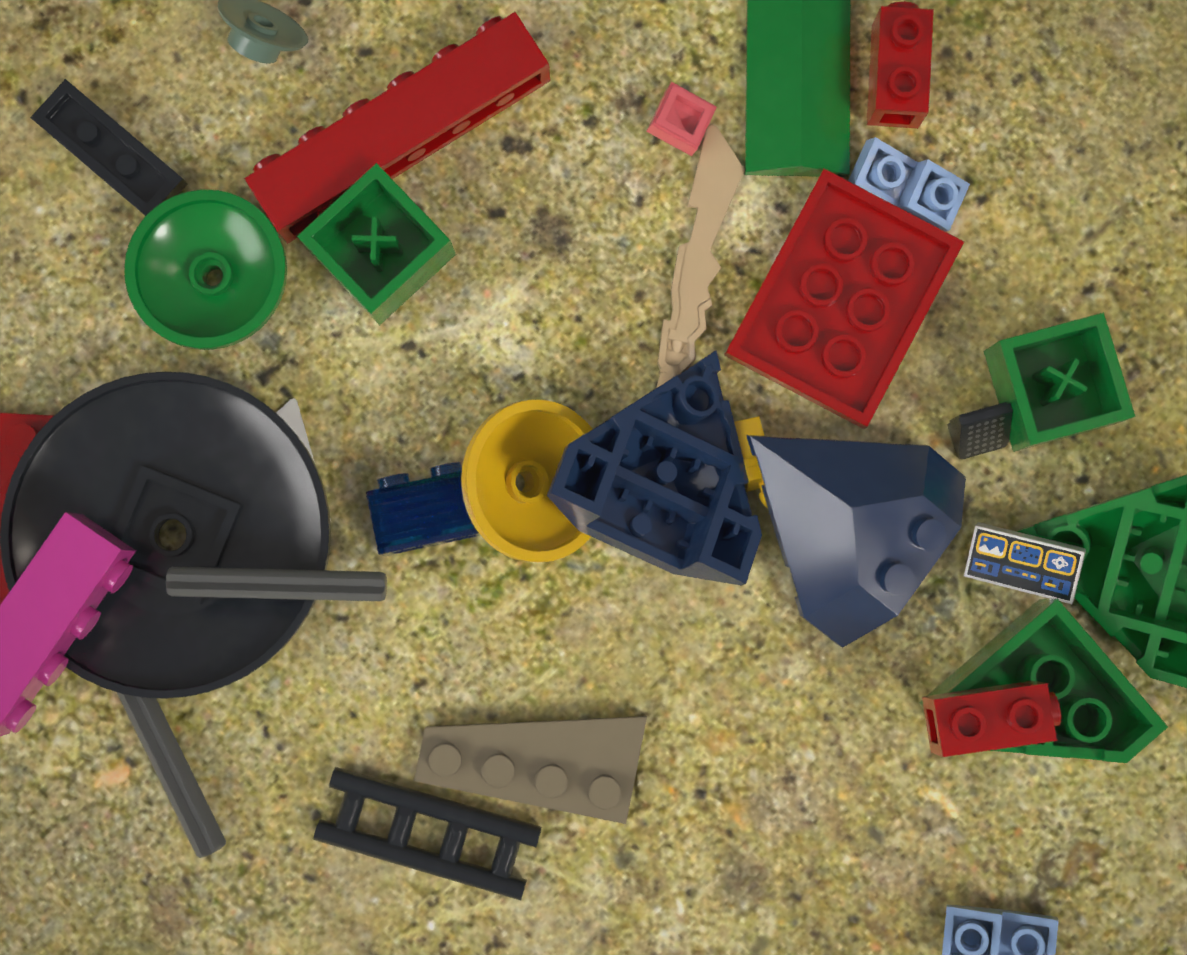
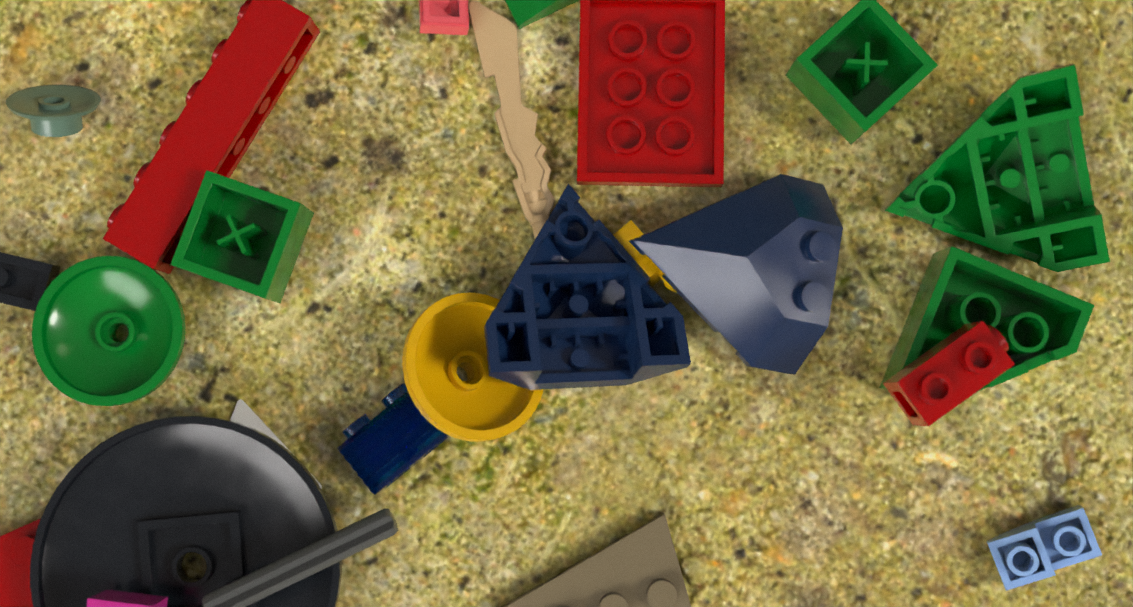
camera: 25 degrees left, 0 degrees up
(981, 430) = (816, 140): black slope -> none
(1024, 562) = (907, 230): tile -> none

